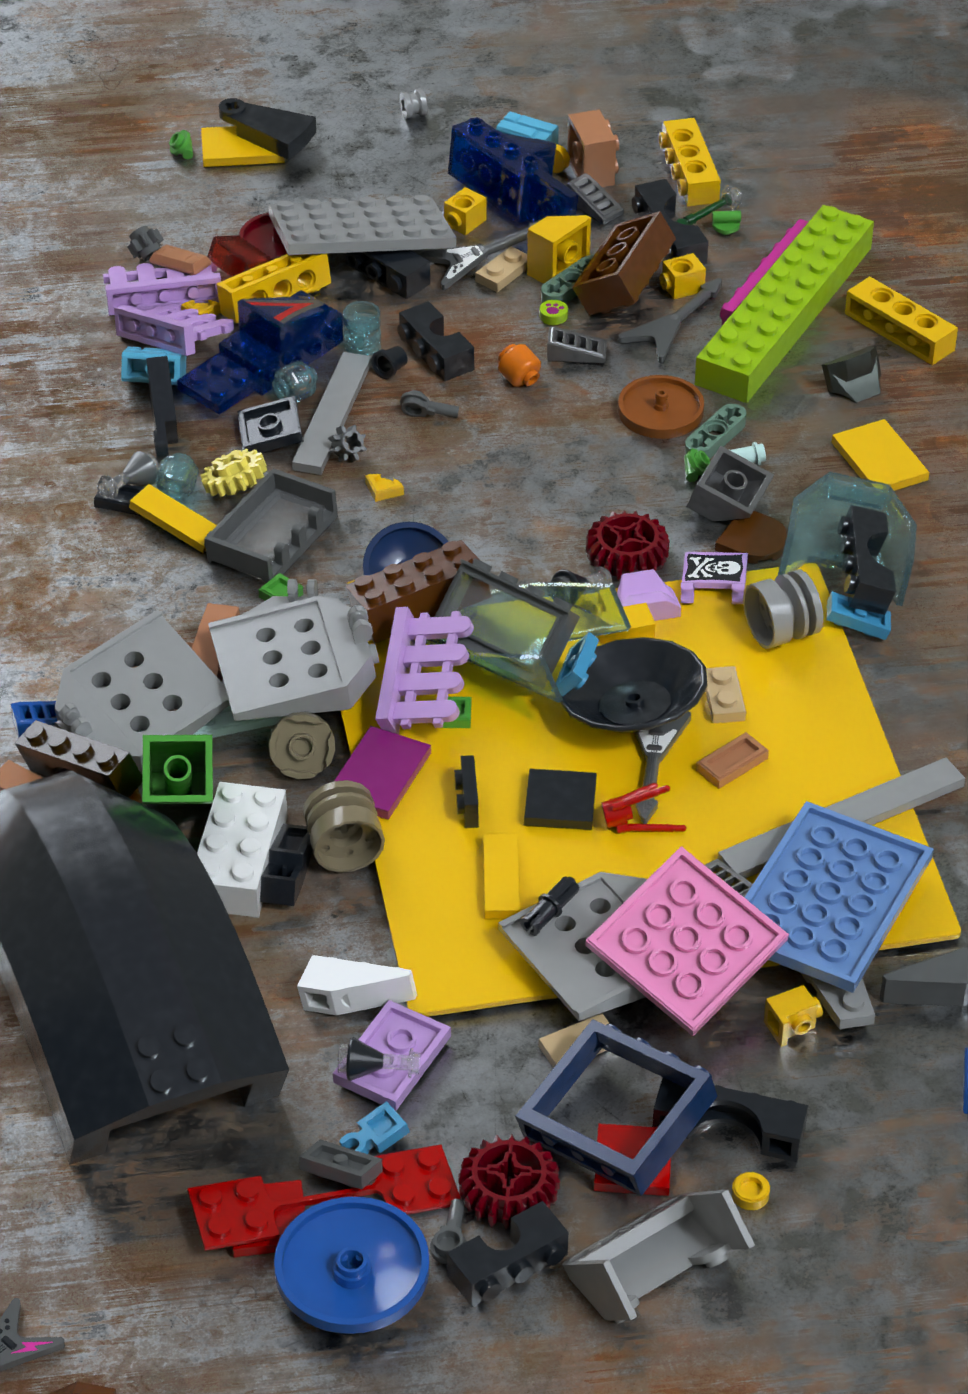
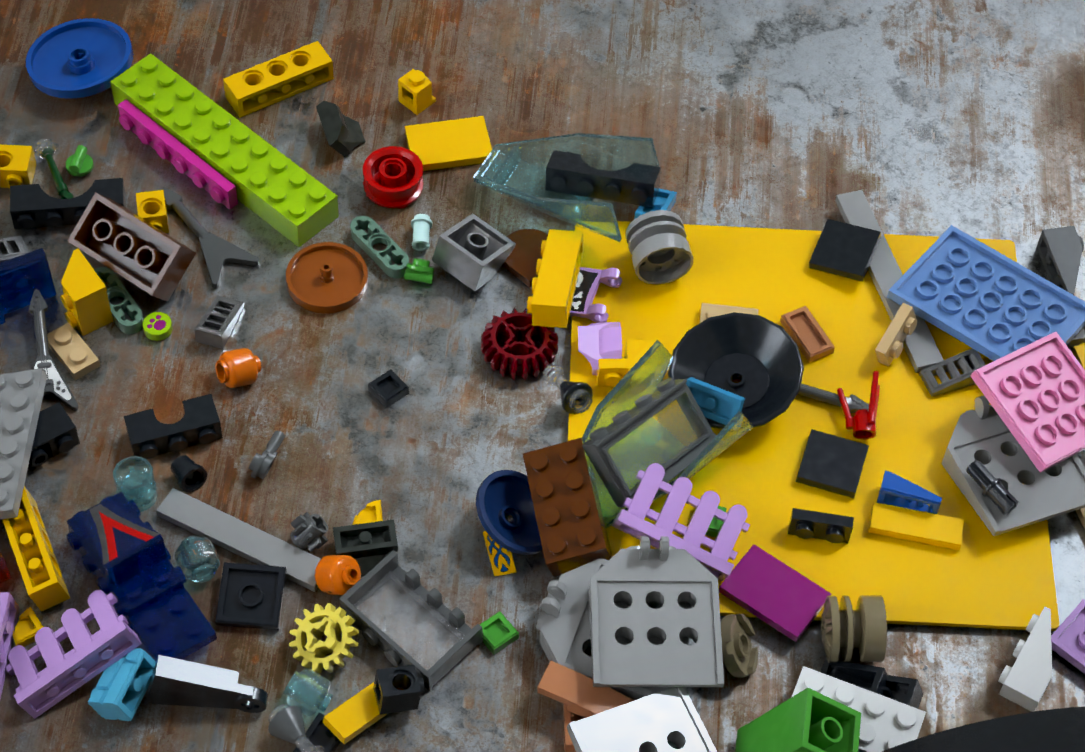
camera: 80 degrees left, 10 degrees up
(186, 520) = (394, 700): none -> black brick
(311, 463) = (337, 574): none -> orange head
(348, 481) = (366, 542): none -> pearl dark grey slope
(535, 848) = (905, 494): none -> blue slope
(540, 472) = (388, 388): none -> black tile
(709, 542) = (556, 278): none -> yellow brick
(748, 818) = (892, 341): none -> tan plate
(804, 418) = (393, 177): none -> red wheel
(851, 185) = (79, 58): none -> blue dish
(862, 771) = (845, 250): none -> black tile
(933, 415) = (419, 87): none -> yellow brick

